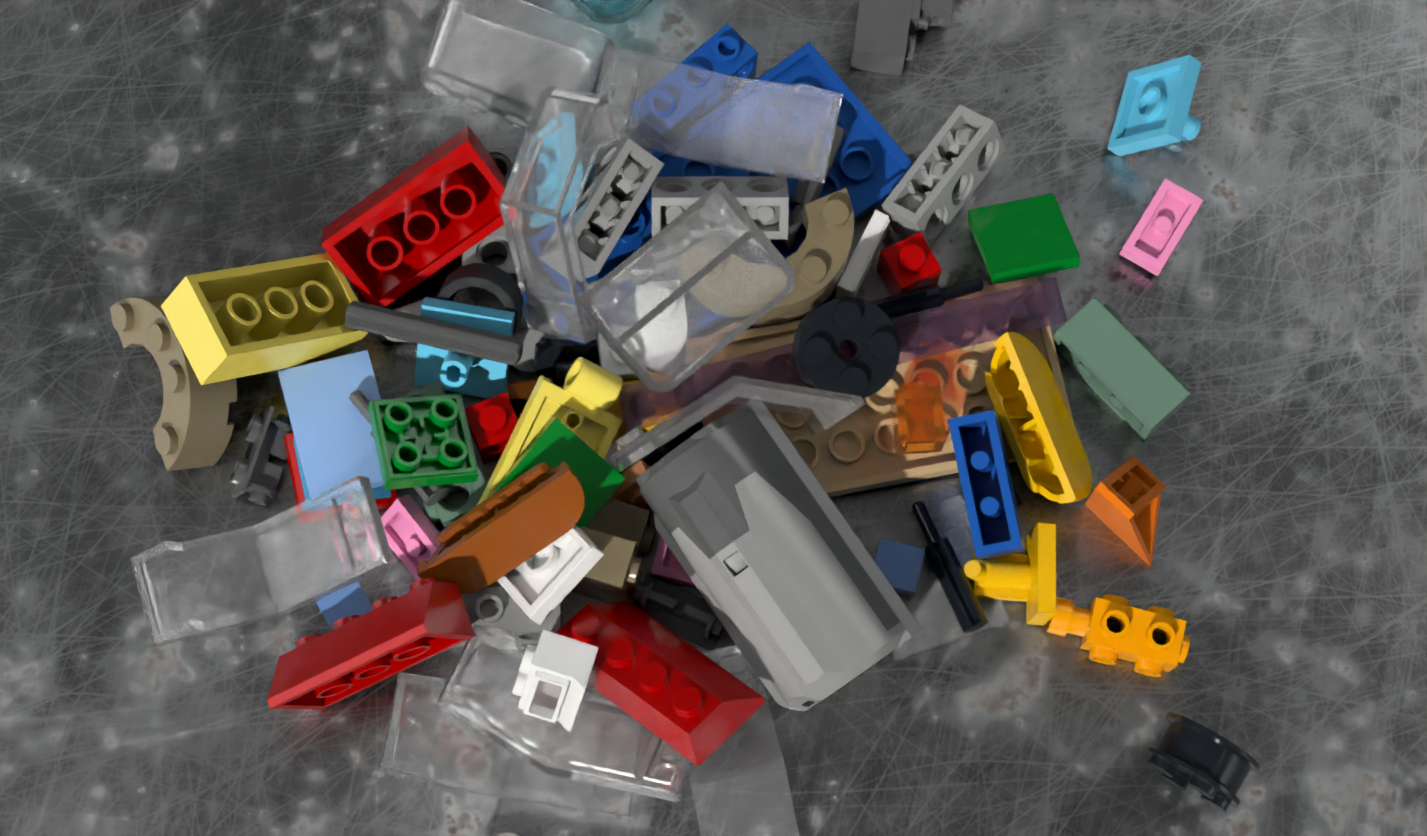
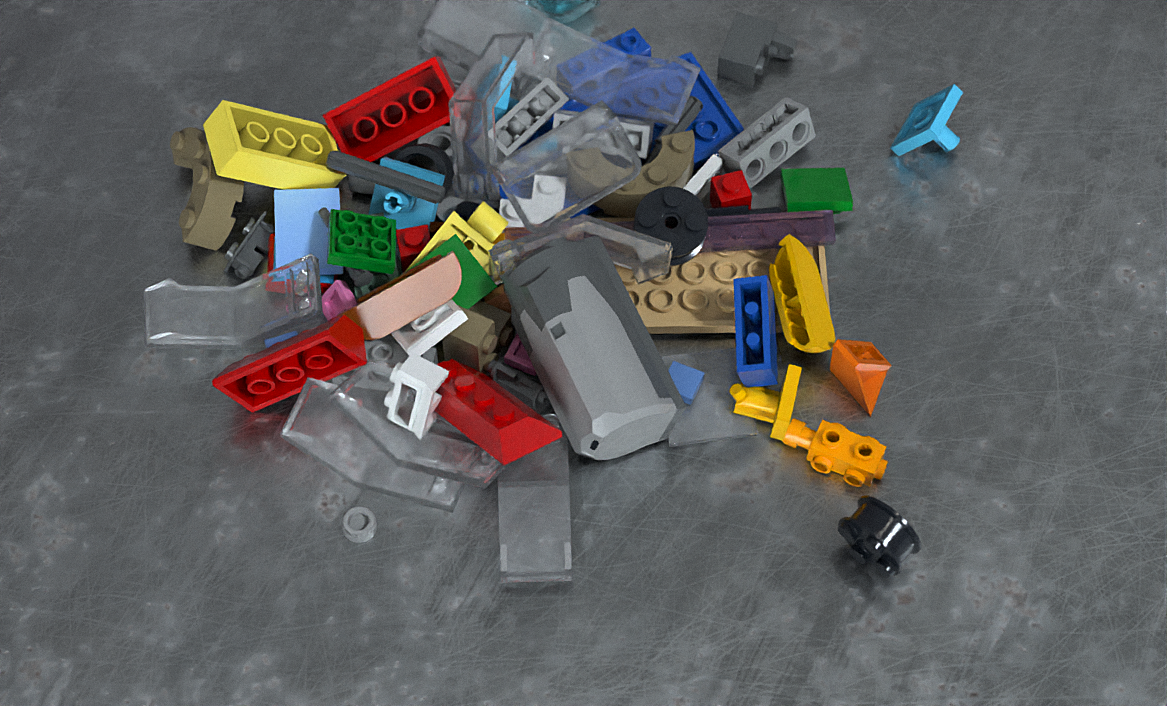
camera: 15 degrees right, 15 degrees down
(918, 419) = (714, 285): clear orange brick -> none
(950, 574) = (720, 393): black axle -> none
(1120, 368) = (870, 282): sand green brick -> none
(1161, 227) = (918, 200): bright pink plate -> none

